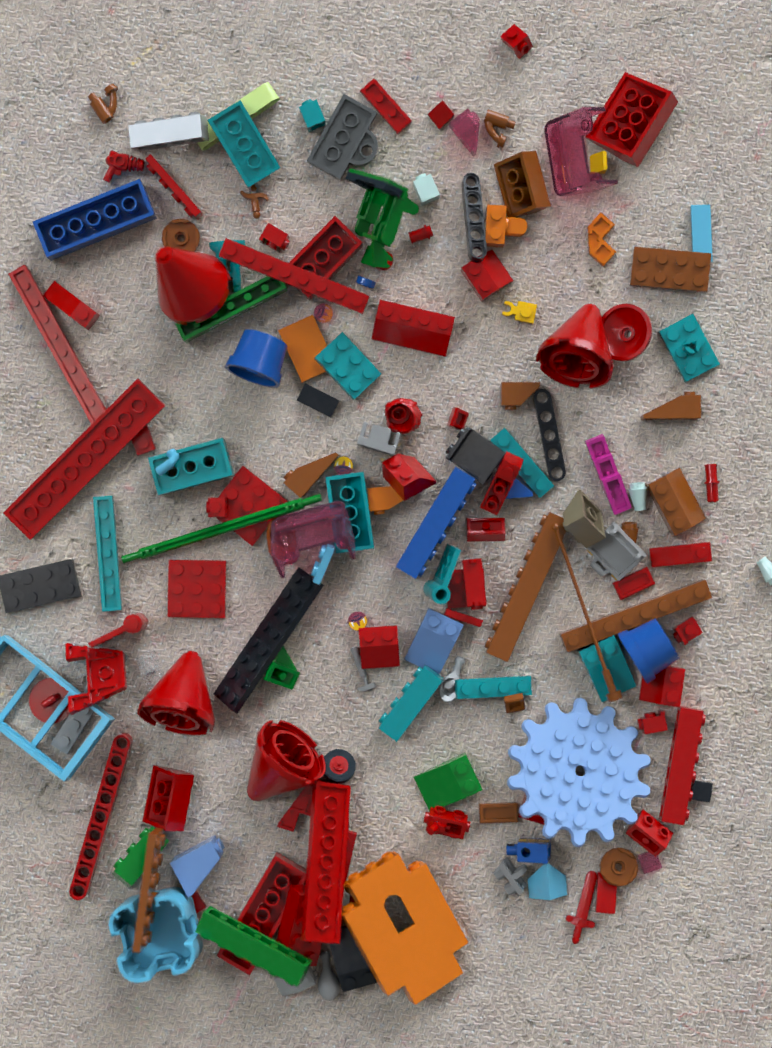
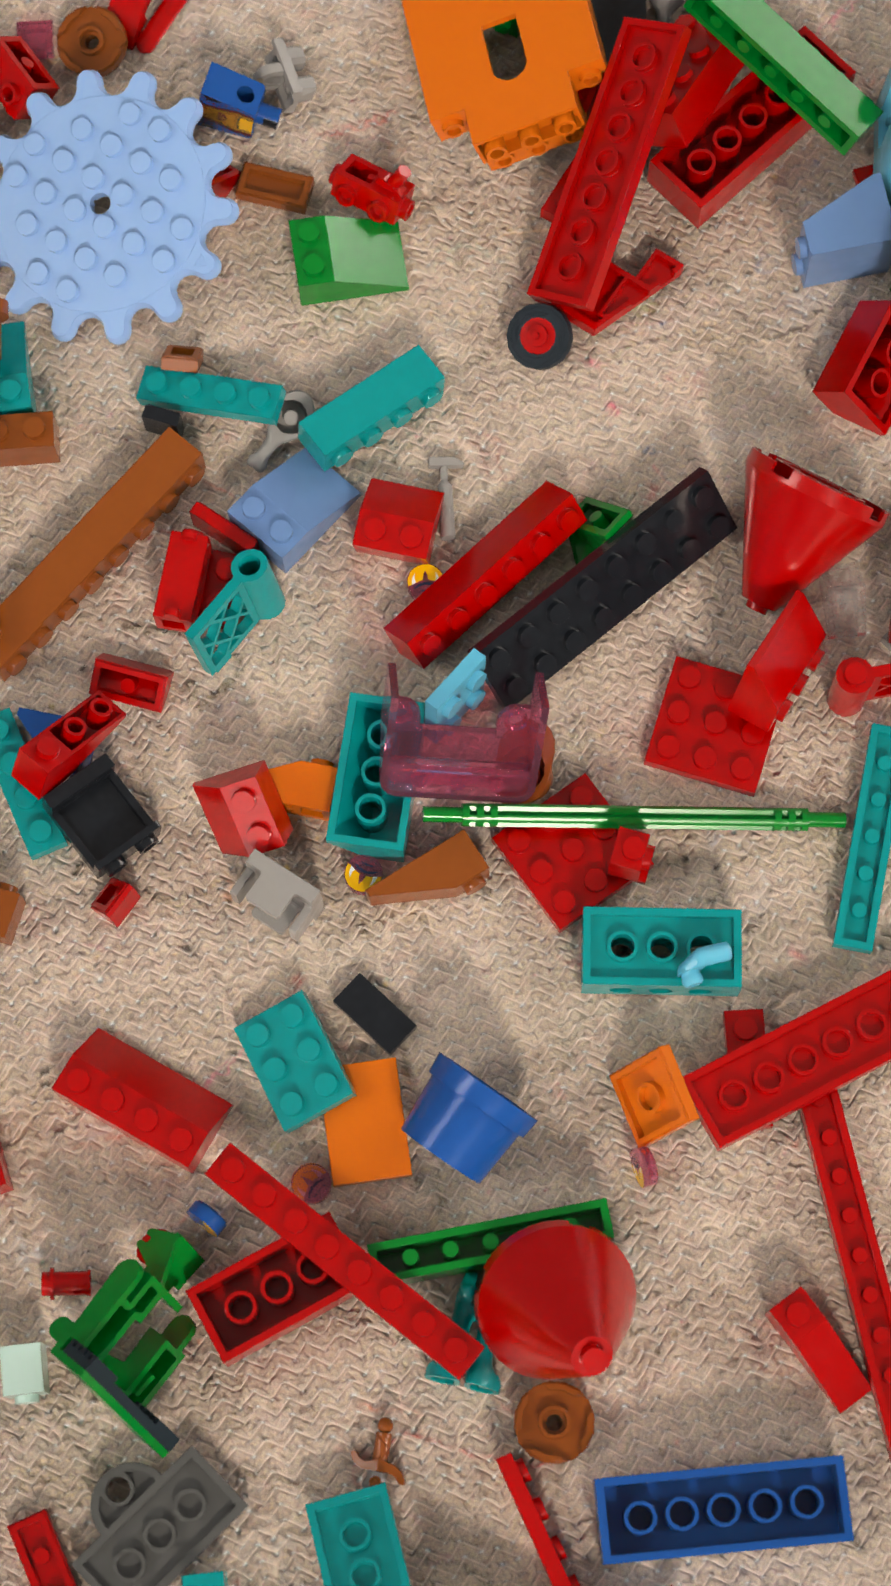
camera: 160 degrees left, 15 degrees down
(171, 622) = (780, 665): none -> red slope
(172, 364) = (644, 1166): none -> clear pink tile
(175, 396) = (654, 1096): none -> orange tile
(274, 237) = (361, 1362): red brick -> none
(283, 761) = (634, 361): red cone -> none
(328, 631) = (485, 574): none -> red brick
(402, 415) = (217, 930): red hair -> none
(435, 522) = (219, 709): blue brick -> none
(512, 666) = (159, 419): none -> black tile
(547, 883) = (229, 43): medium azure slope -> none

